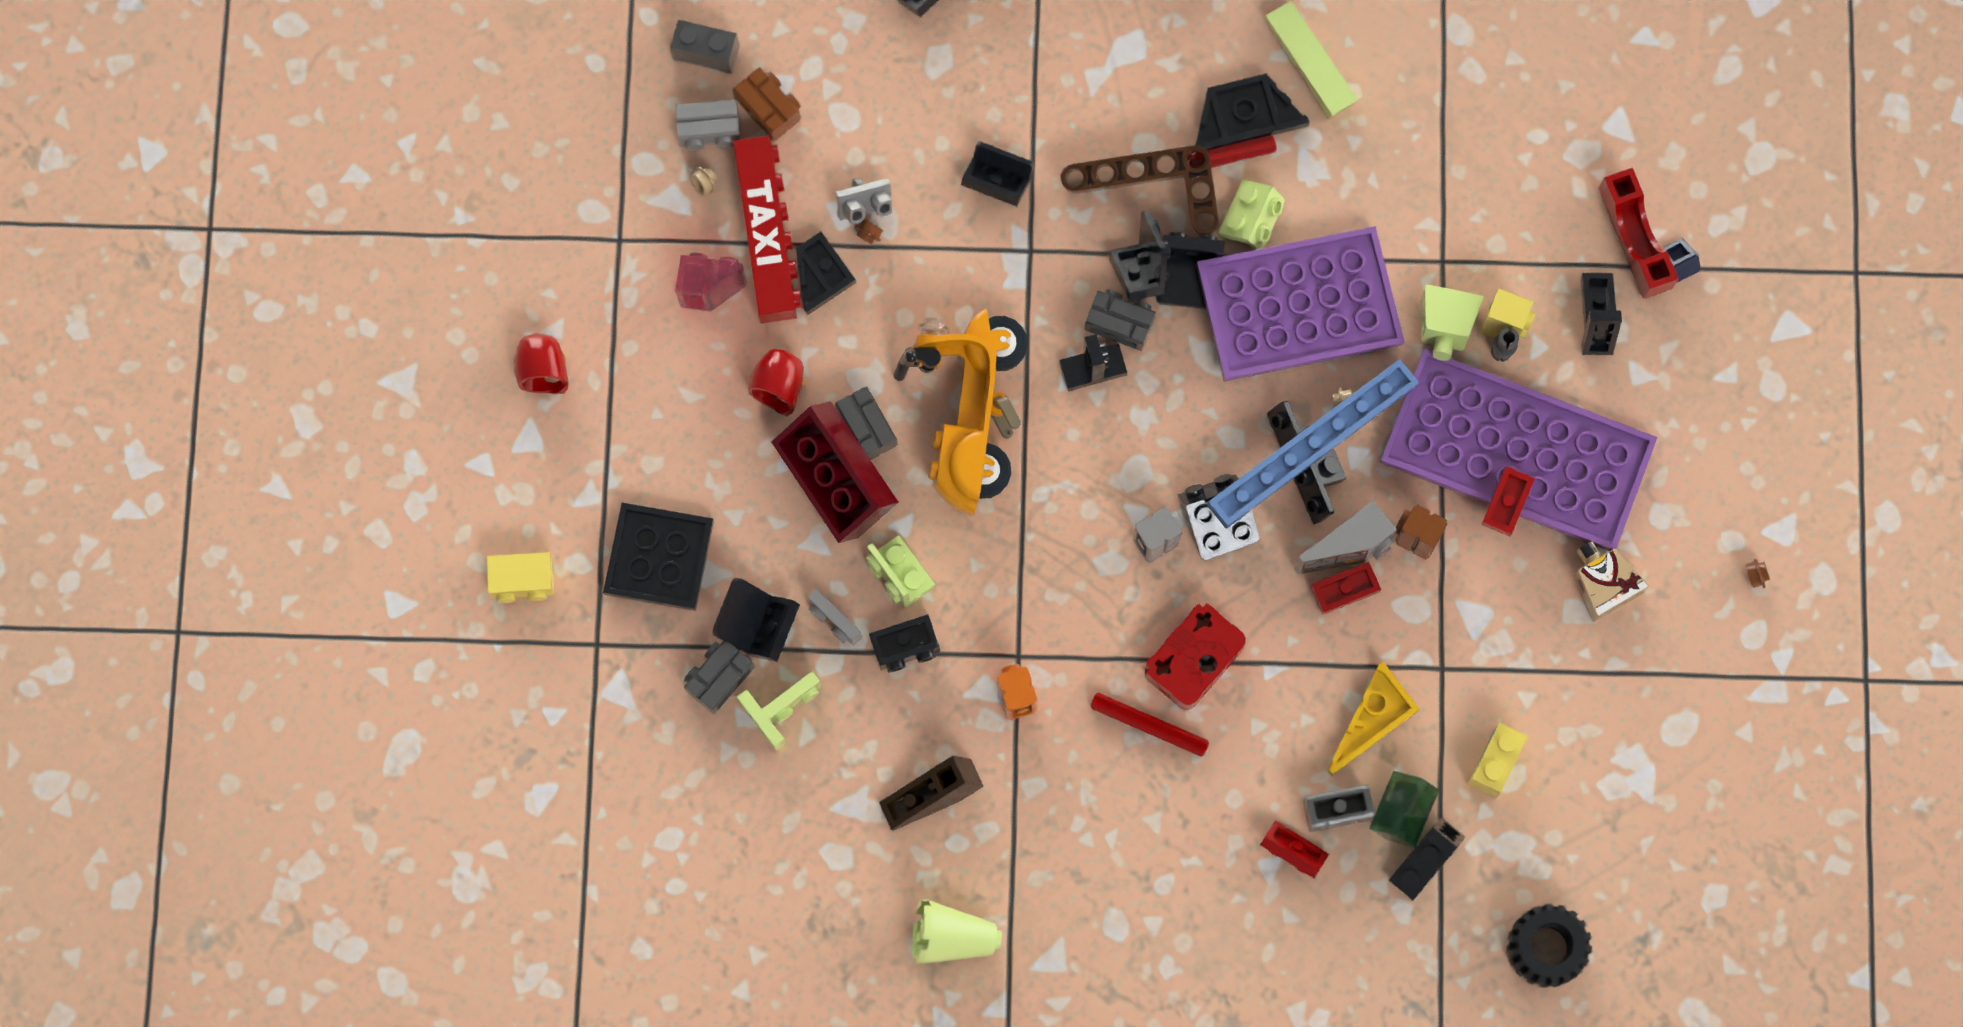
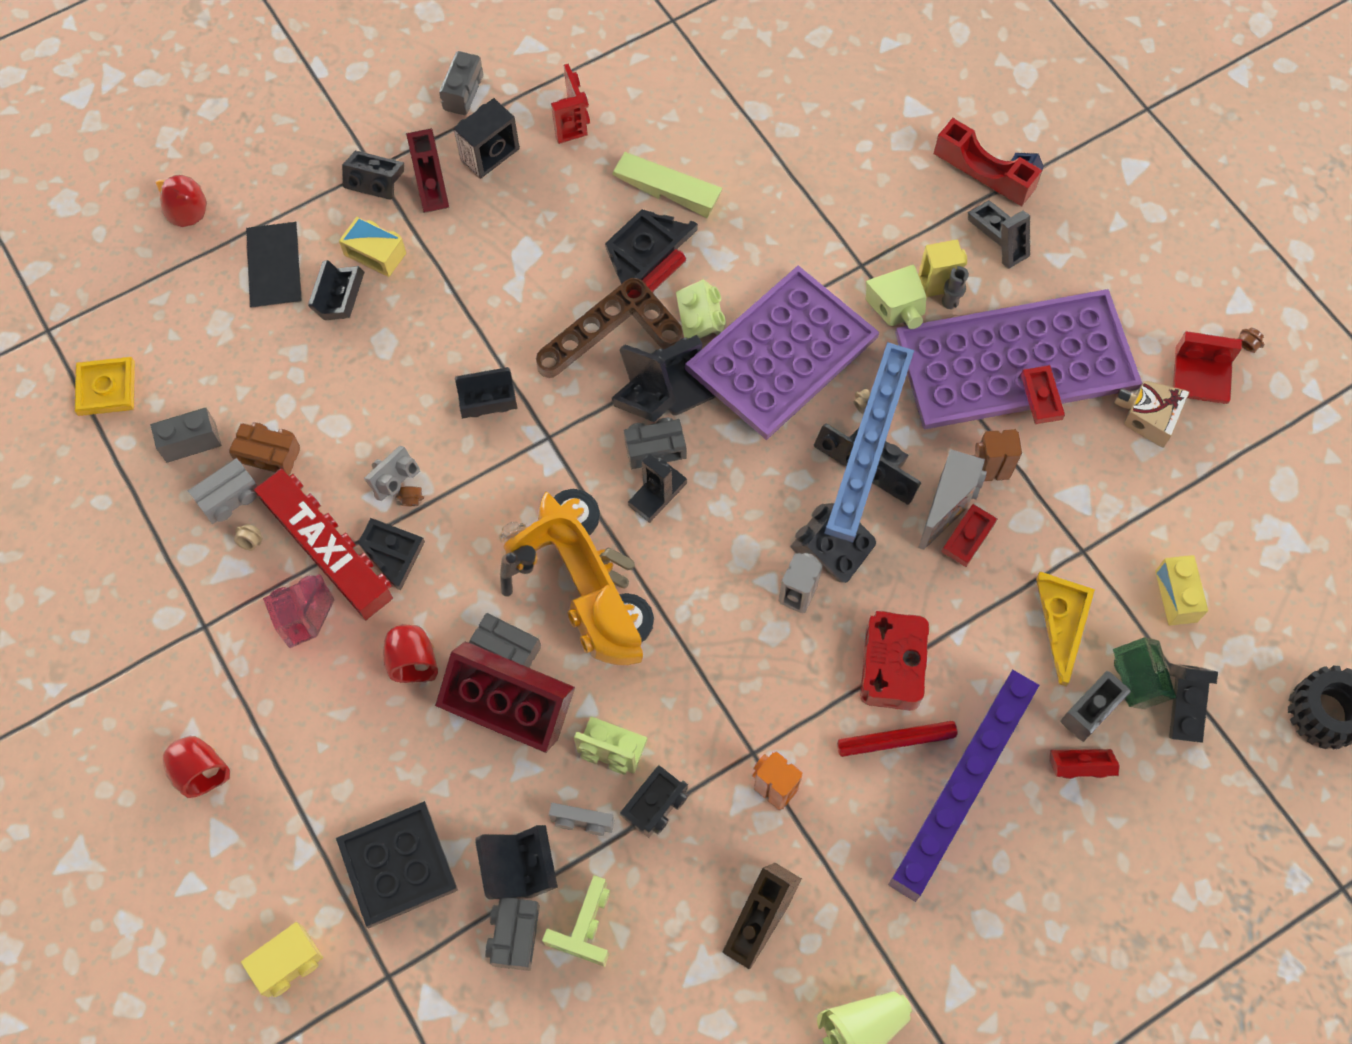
camera: 35 degrees left, 10 degrees down
(1177, 799) = (963, 786): none -> dark purple brick
(1687, 573) = (1205, 366): none -> red bracket

